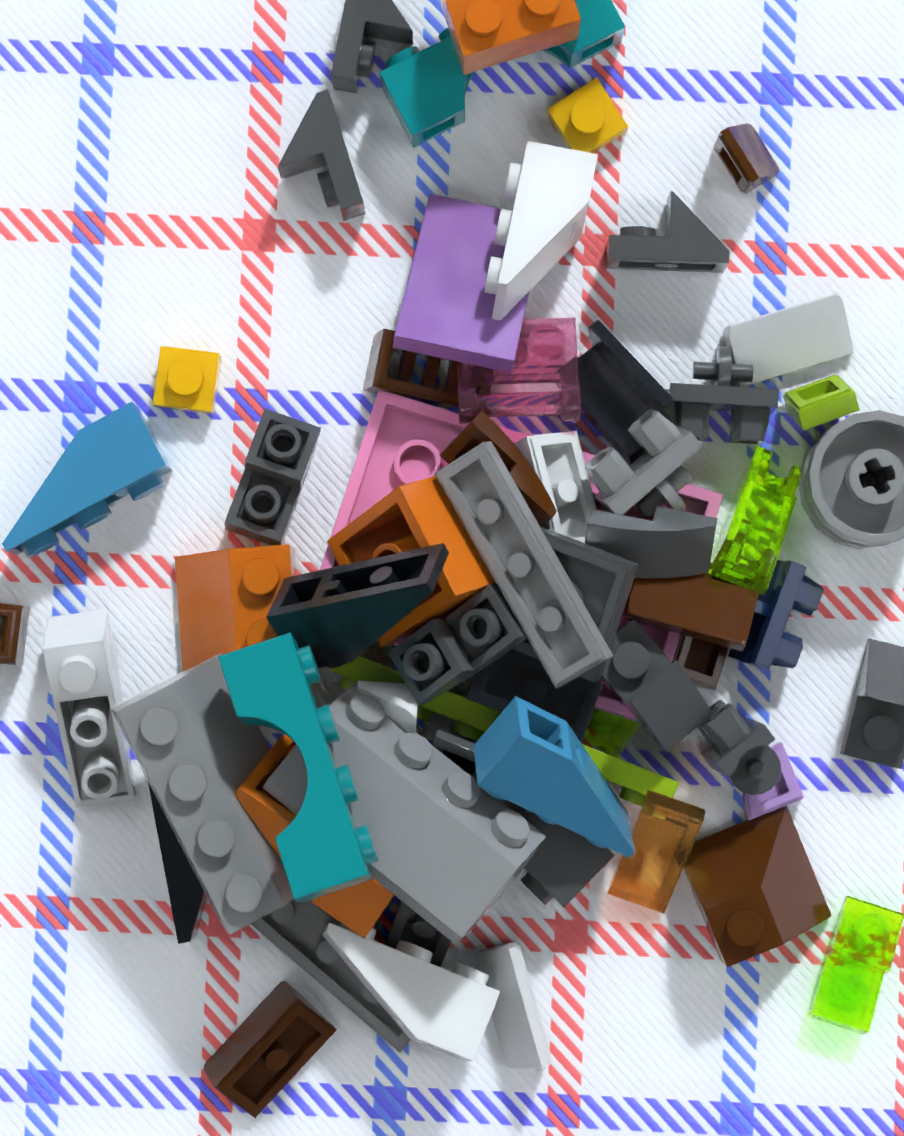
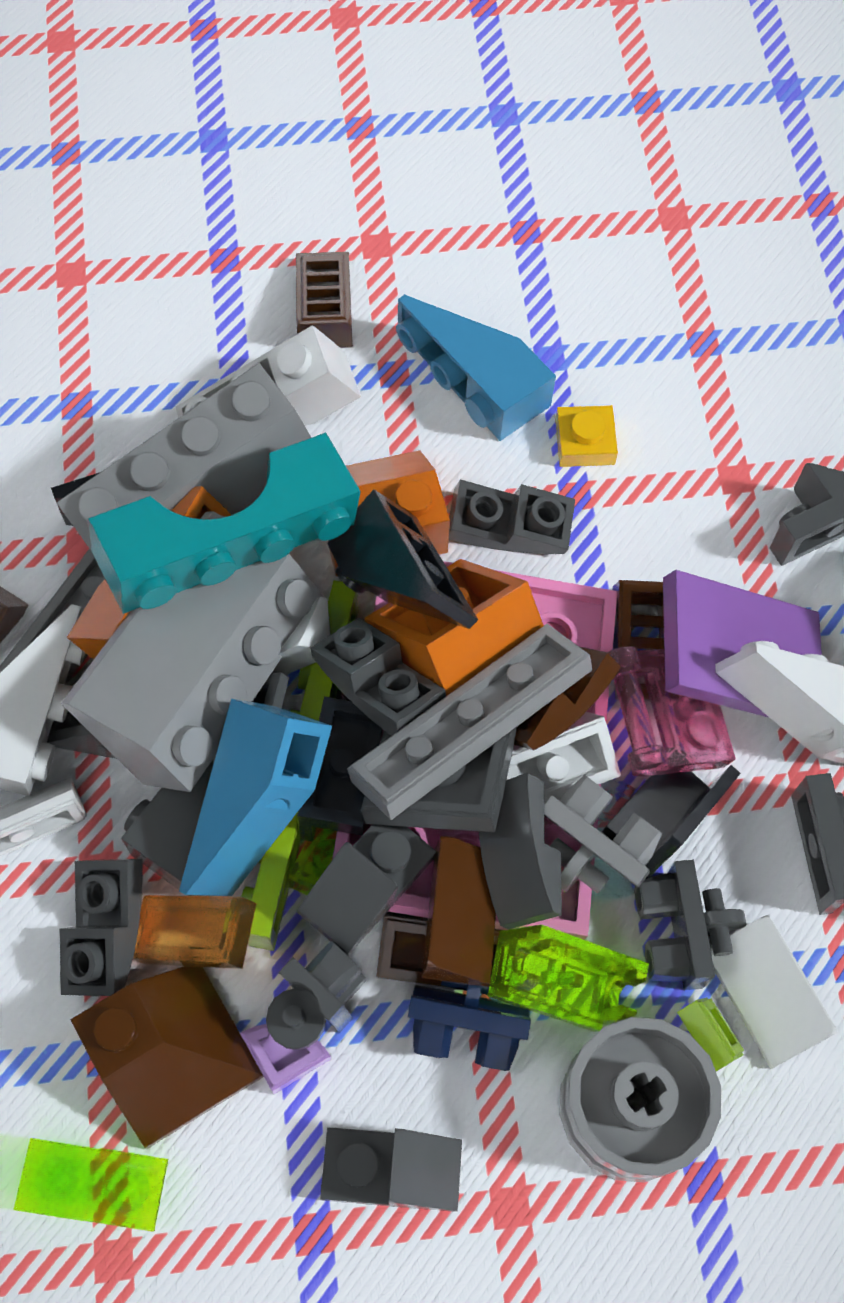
camera: 75 degrees right, 20 degrees down
(640, 933) = (102, 944): none -> dark grey slope

